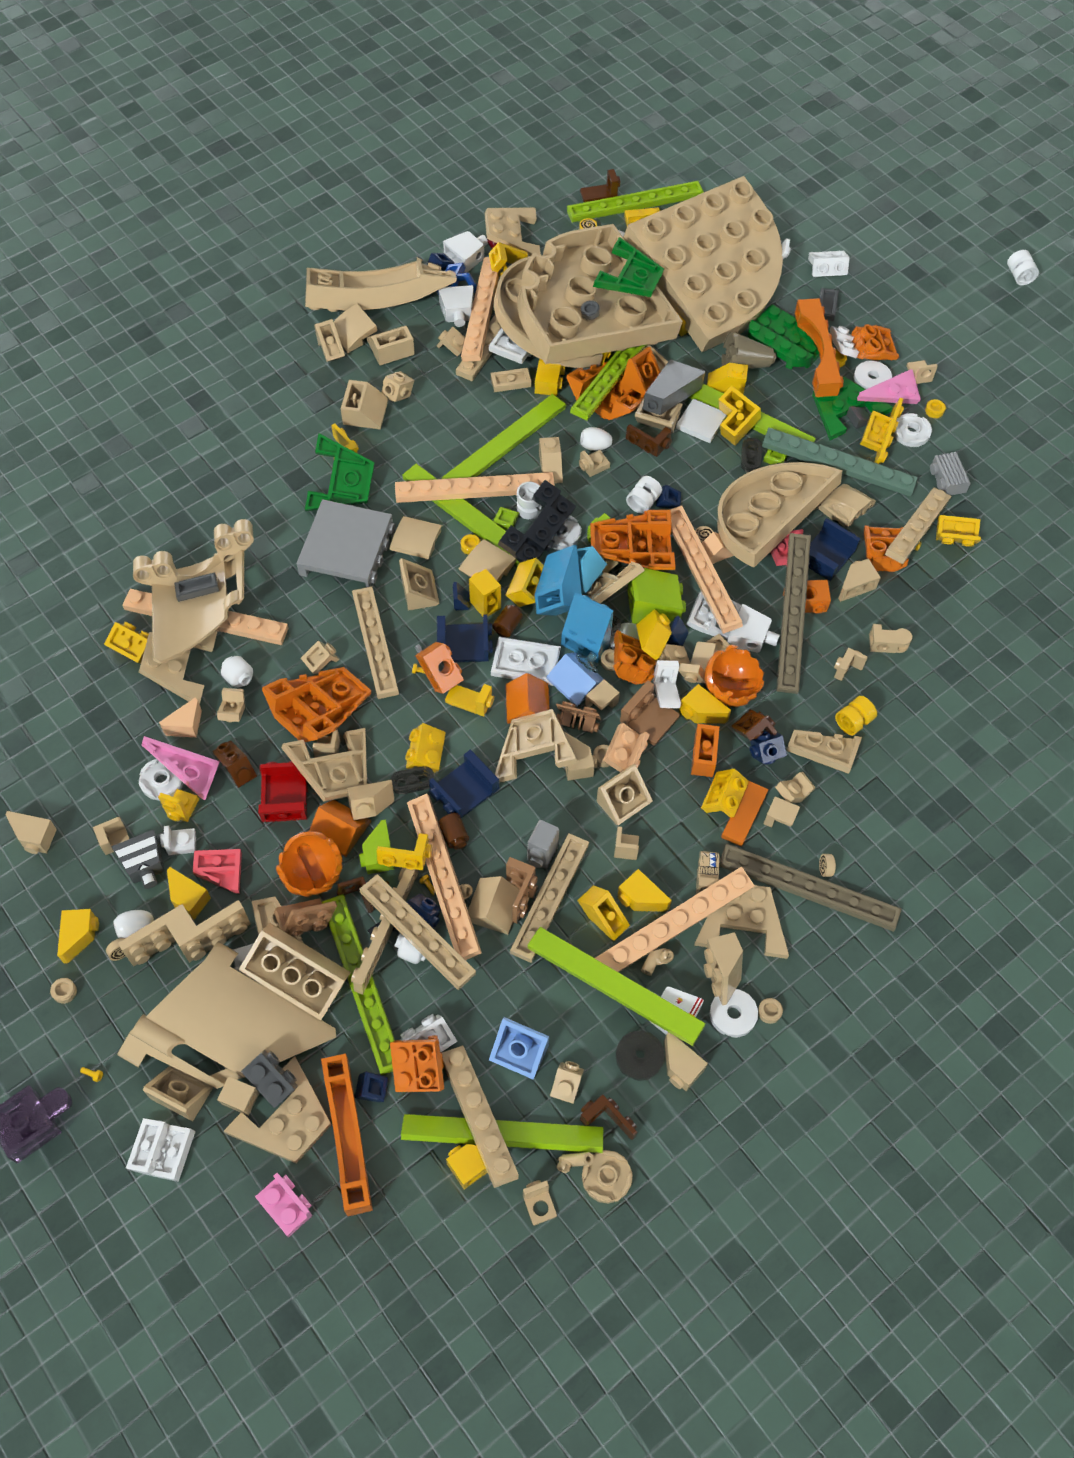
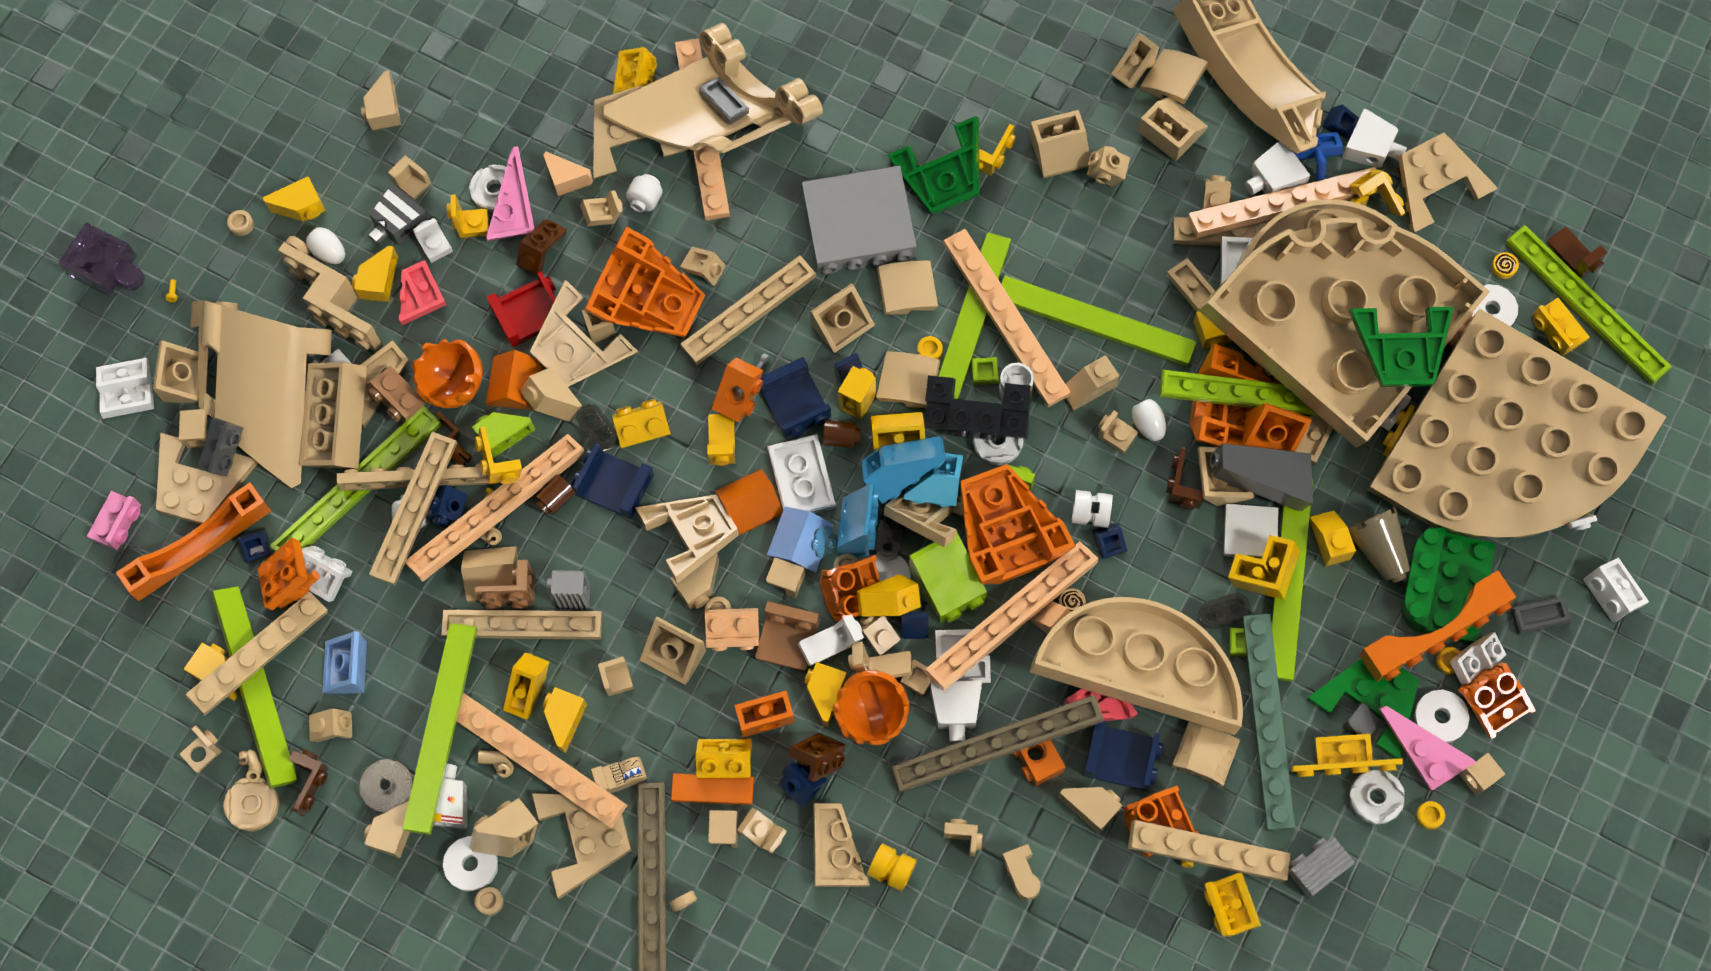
camera: 70 degrees right, 10 degrees up
(569, 710) = (749, 556): medium nougat hinge -> none
(590, 310) = (1318, 325): dark grey tile -> none

